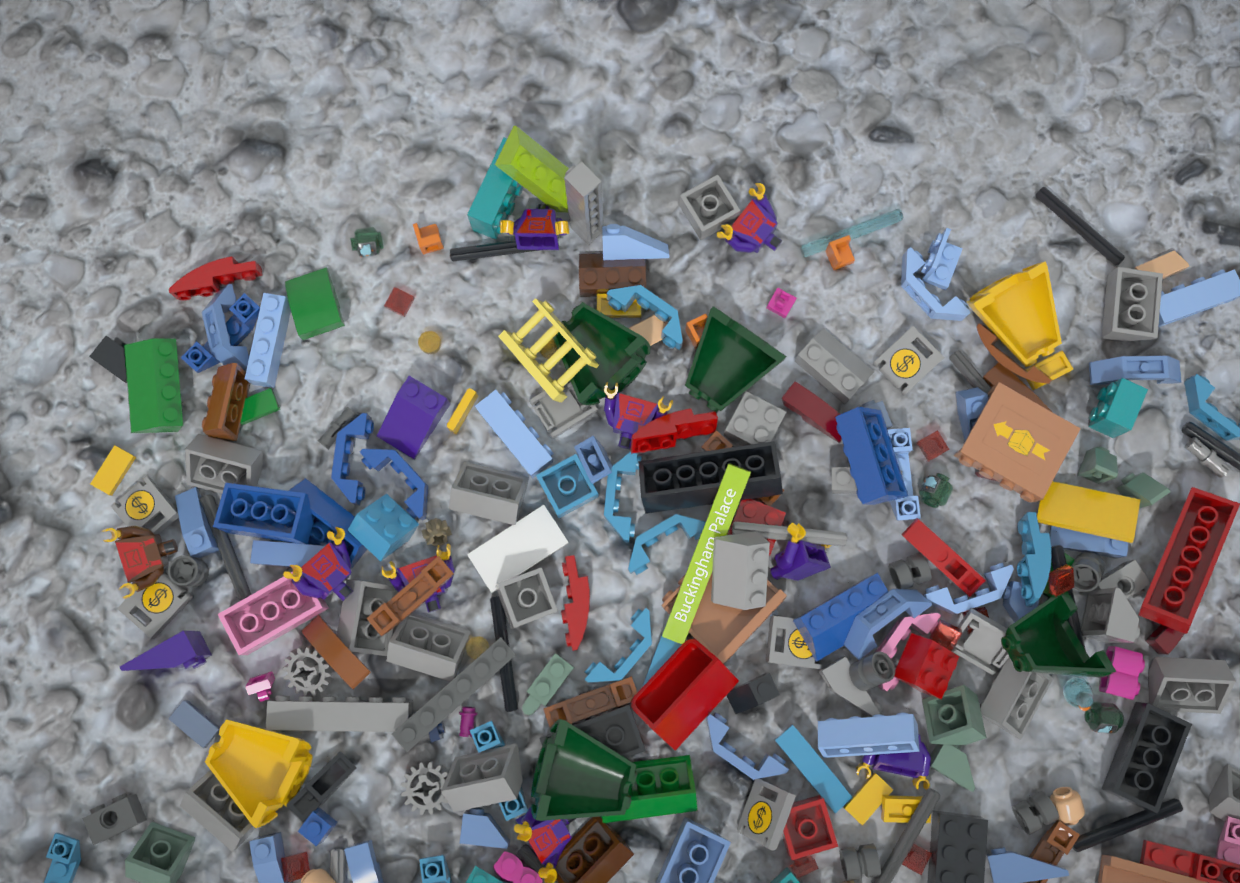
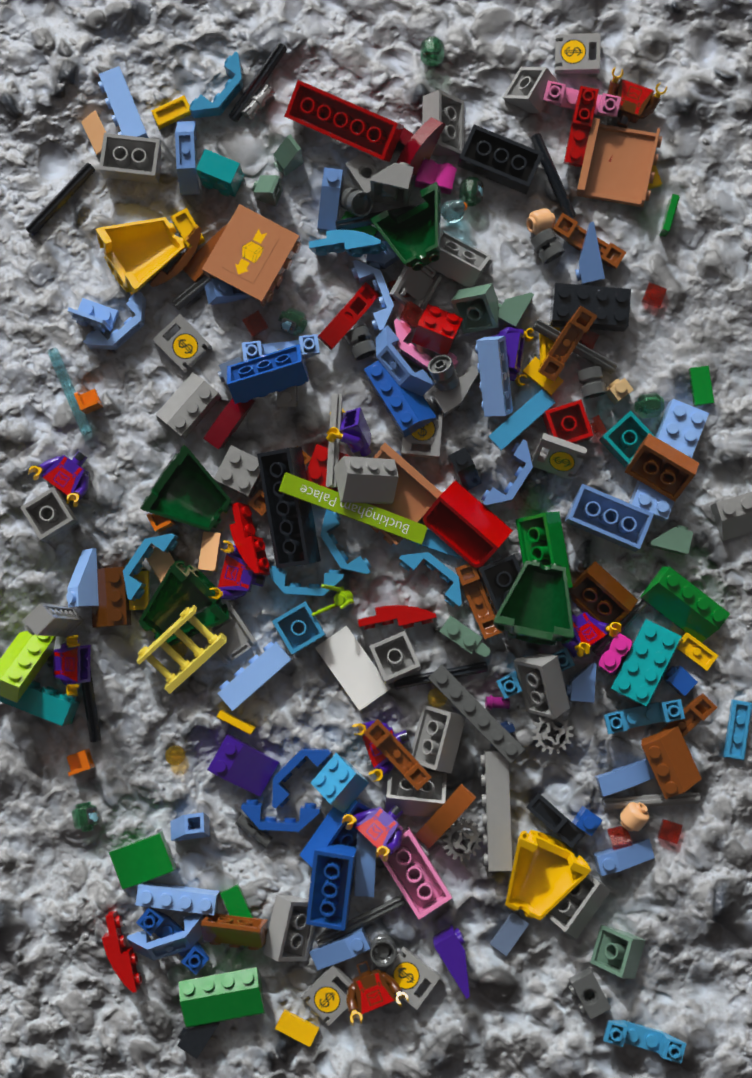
camera: 90 degrees left, 5 degrees up
(261, 685) = (475, 878): dark pink tile -> none
(346, 356) = (190, 827): none -> medium blue slope
(399, 302) = (139, 784): clear red tile -> none
(436, 532) = (342, 738): dark tan gear -> none
(488, 493) = (306, 695): light grey slope -> none
(594, 459) = (276, 605): medium blue slope -> none
(599, 538) = (342, 598): none -> lime plant
(660, 386) = (210, 551): none -> light nougat slope
(781, 302) = (133, 451): dark pink tile -> none
(910, 831) = (566, 343): none -> dark orange slope
(1061, 580) = (364, 222): clear red plate -> none
(1089, 511) = (307, 198): yellow tile -> none
(1163, 656) = (421, 144): none -> dark red slope
(1190, 354) = (171, 112): none -> yellow tile

